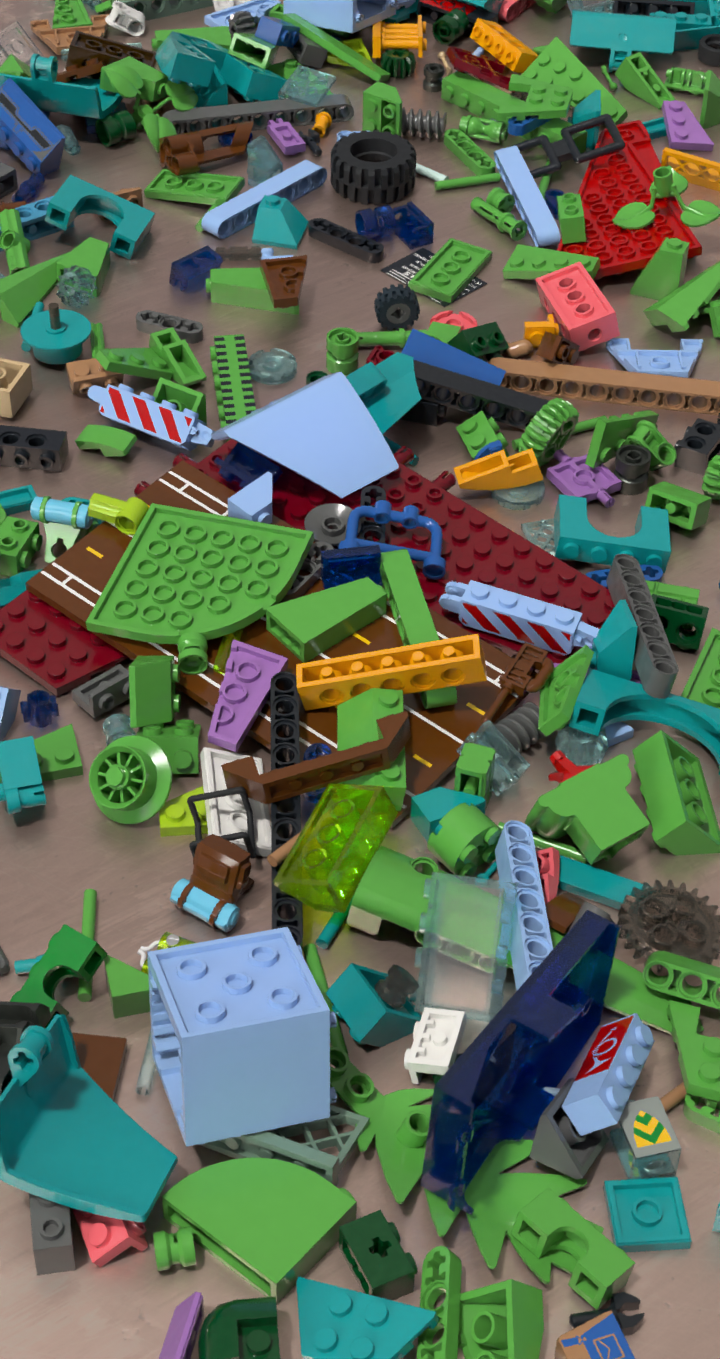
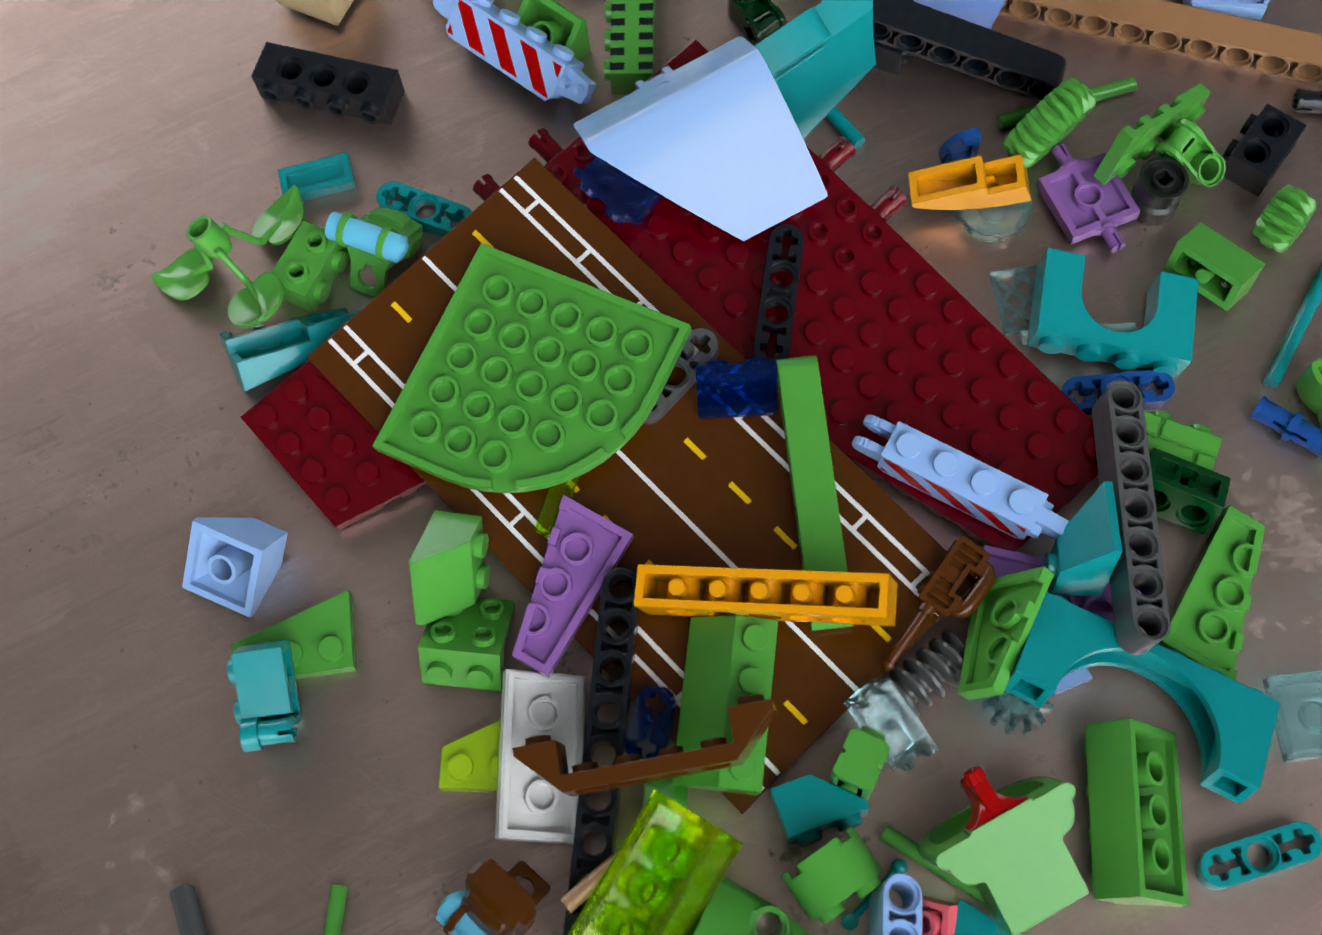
camera: 15 degrees right, 25 degrees up
(39, 708) = (304, 553): clear blue gear -> none
(103, 691) = (395, 536): dark grey bracket -> none
(109, 439) = (453, 79): bright green slope -> none
(116, 727) = (402, 617): clear light blue wheel -> none
(124, 514) = (443, 256): lime piece -> none
(131, 779) = (402, 718): bright green piece -> none
(192, 653) = (508, 510): bright green wheel -> none
(248, 838) = (485, 781): black piece -> none
(253, 501) = (619, 255): light blue slope -> none
(325, 617) = (692, 464): bright green slope -> none
(329, 523) = (718, 275): dark grey dish -> none
(433, 564) = (831, 291): blue bar -> none
(479, 432) = (957, 106): bright green bracket -> none

